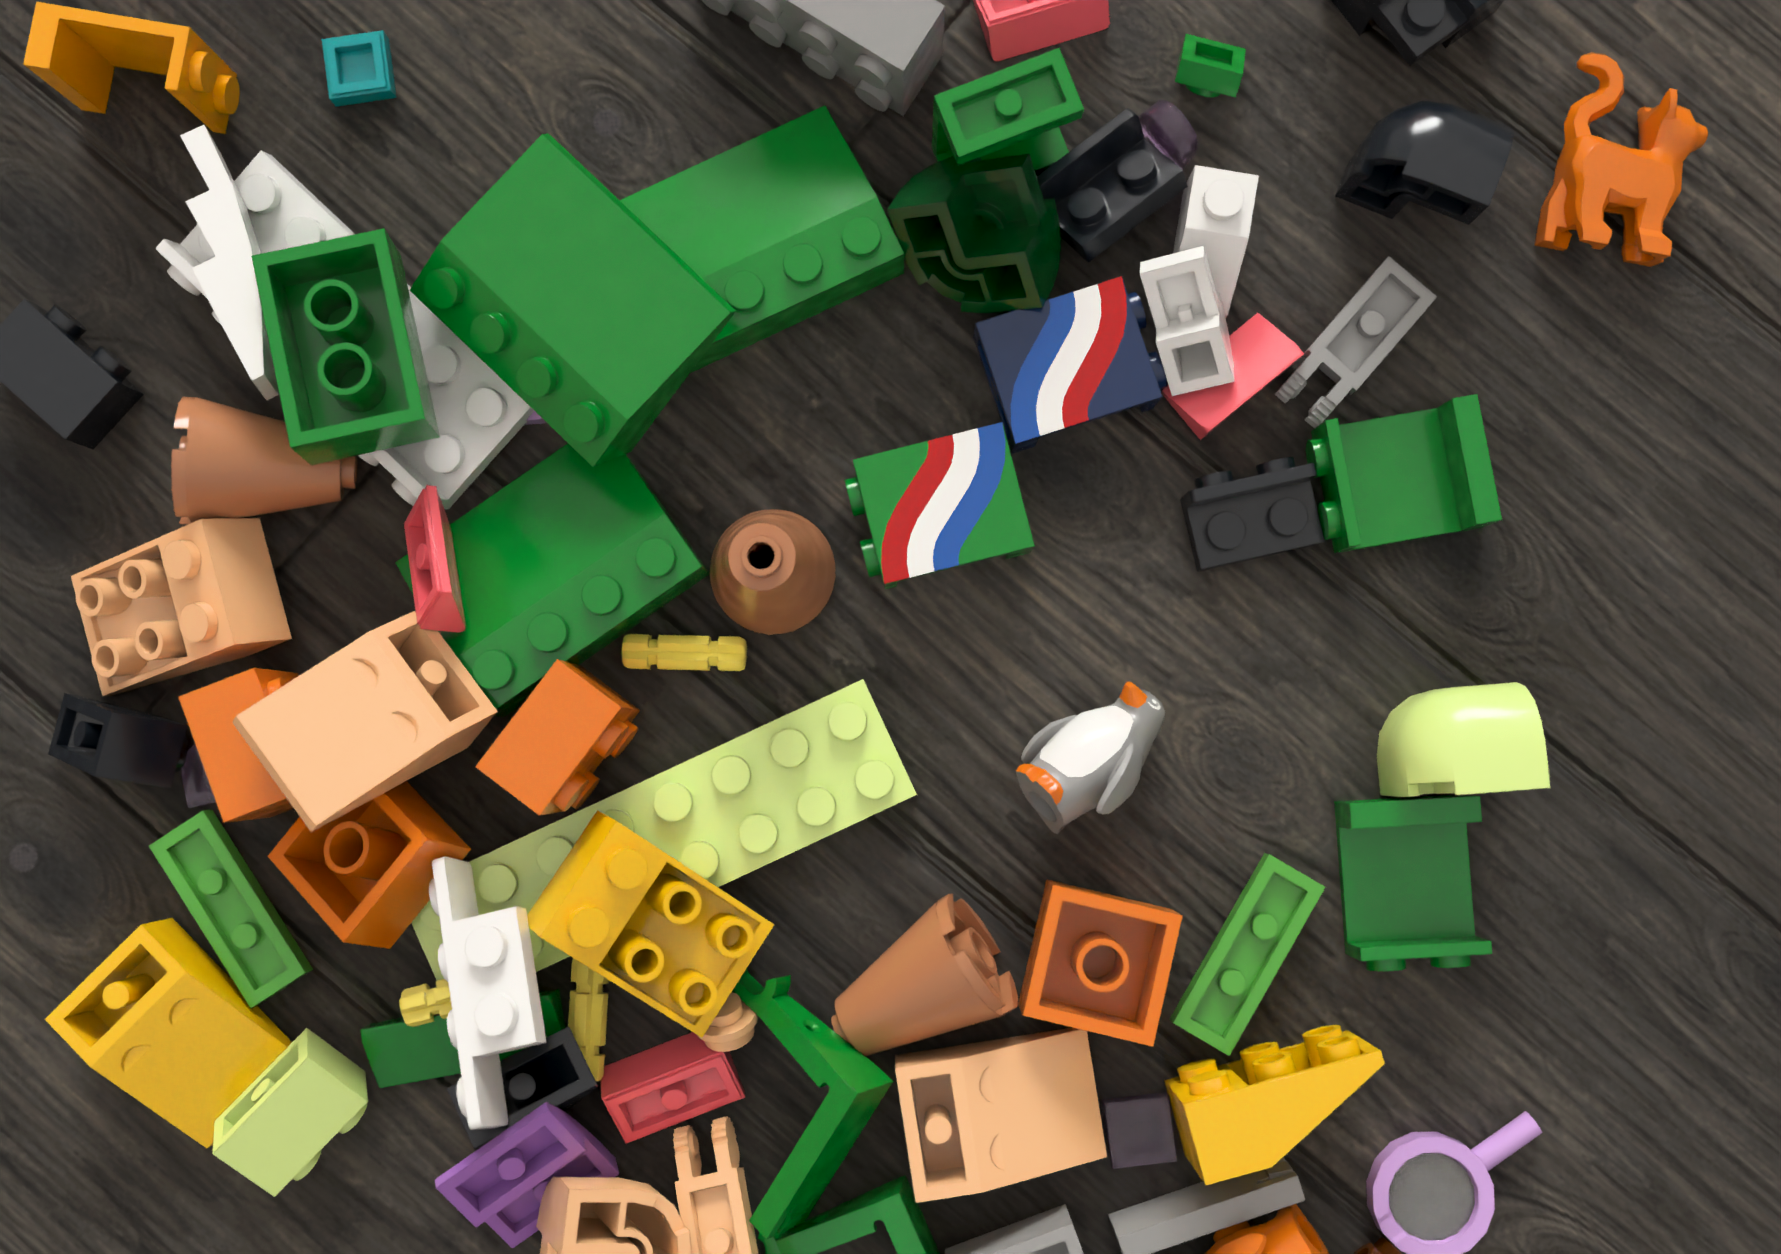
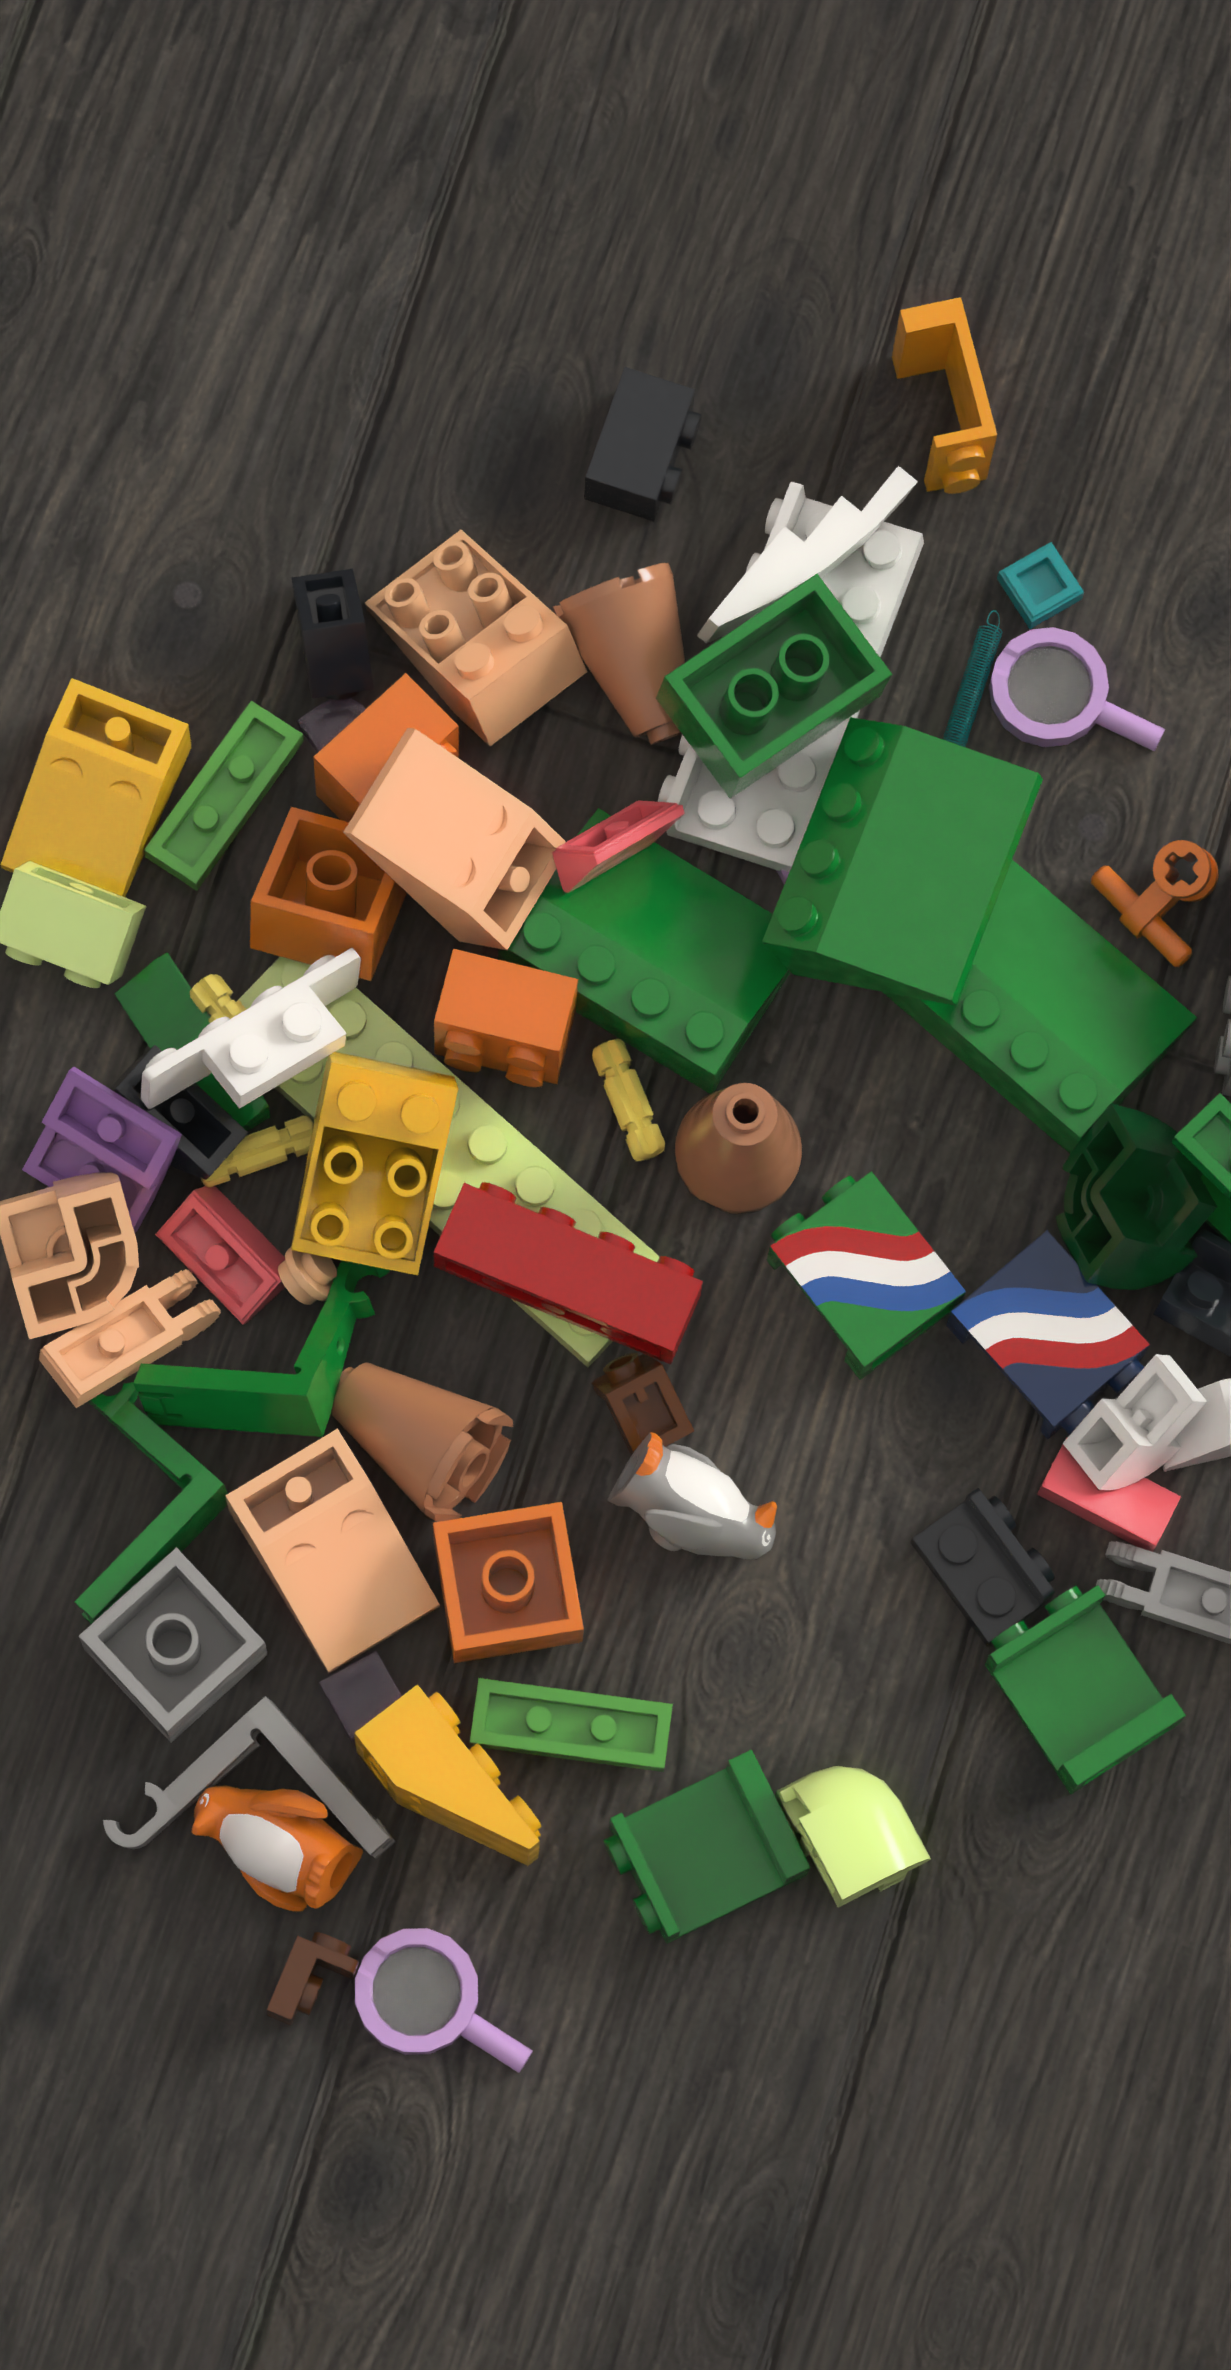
camera: 55 degrees right, 10 degrees down
(422, 167) = (978, 686): none -> teal piece
(462, 96) = (1055, 689): none -> lavender piece
(709, 110) = (1144, 913): none -> orange piece
(831, 784) = (568, 1271): none -> red brick
(974, 761) = (642, 1400): none -> reddish brown bracket

